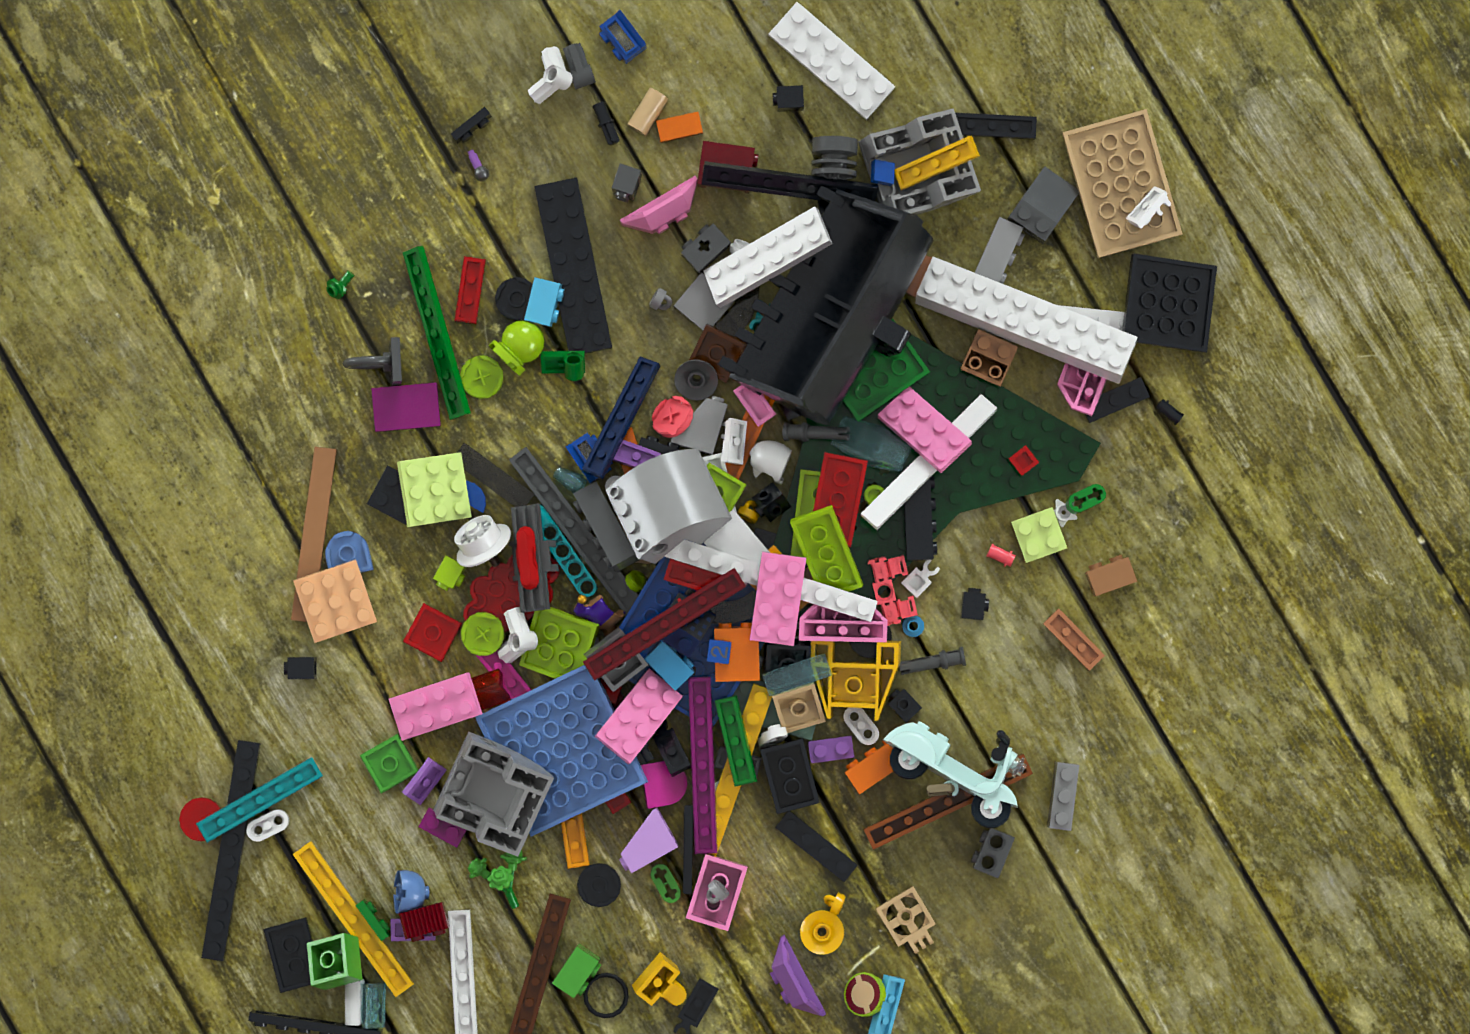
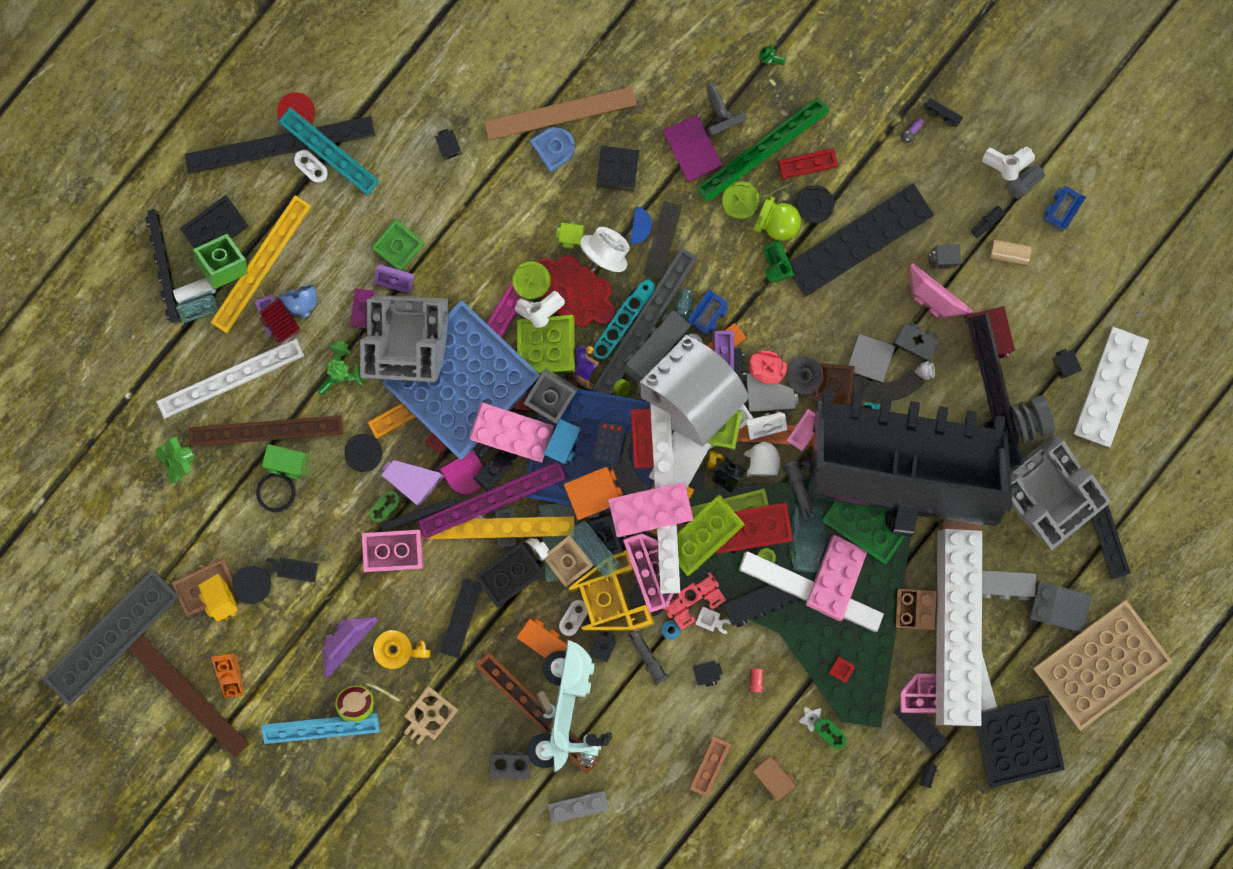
camera: 70 degrees right, 0 degrees up
(335, 601) = (512, 150): light nougat plate -> none
(379, 926) = (271, 274): green plate -> none
(432, 632) = (517, 239): red tile -> none
(434, 489) = (633, 195): yellowish green plate -> none
(435, 706) = (458, 264): bright pink plate -> none
(490, 689) = (485, 299): clear red panel -> none
(531, 558) = (607, 295): dark grey piece -> none
(544, 301) = (821, 226): medium azure brick -> none
(621, 417) = (750, 325): dark blue tile -> none
(657, 299) = (859, 318): light grey tile -> none
(659, 981) = (303, 531): yellow brick -> none
(664, 624) = (594, 424): dark red tile -> none
(679, 127) = (1007, 283): orange tile -> none
(718, 890) = (394, 550): light grey tile -> none
(719, 651) = (589, 477): blue tile -> none
(735, 740) = (521, 519): green tile -> none
(767, 257) = (929, 395): white plate -> none
(831, 749) = (544, 600): medium lavender plate -> none
(882, 172) = (1035, 463): blue tile -> none
(936, 163) = (1060, 504): yellow tile -> none
(1039, 535) = (785, 705): yellowish green plate -> none
(1148, 207) = (1092, 694): white plate -> none

